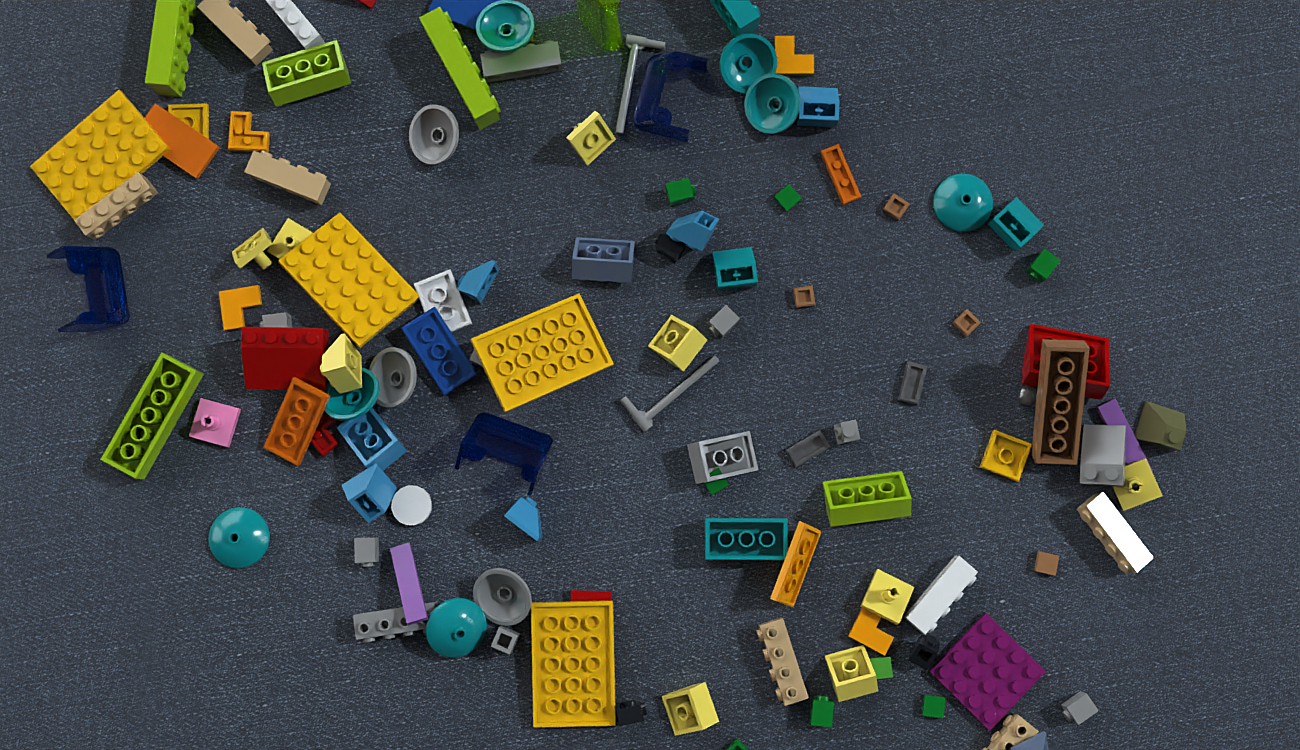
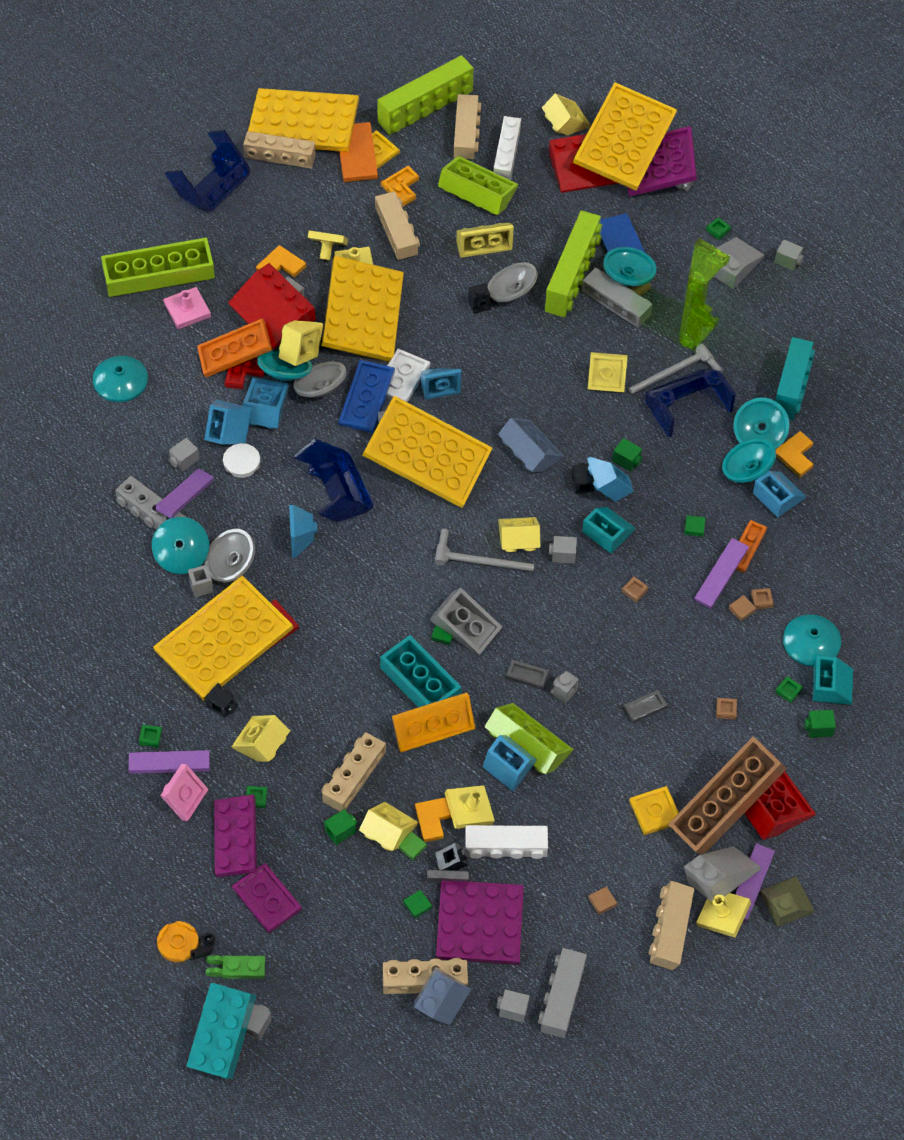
camera: 45 degrees right, 25 degrees down
(367, 116) = (485, 239): none -> light yellow slope
(423, 174) = (479, 298): none -> black brick
(850, 218) = (721, 573): none -> medium lavender tile
(880, 534) = (508, 761): none -> dark azure slope
(891, 230) = (742, 608): none -> medium nougat tile
(925, 676) = (437, 876): none -> flat silver tile
(990, 260) = (789, 689): none -> green tile
(1099, 662) = (563, 992): none -> light grey brick

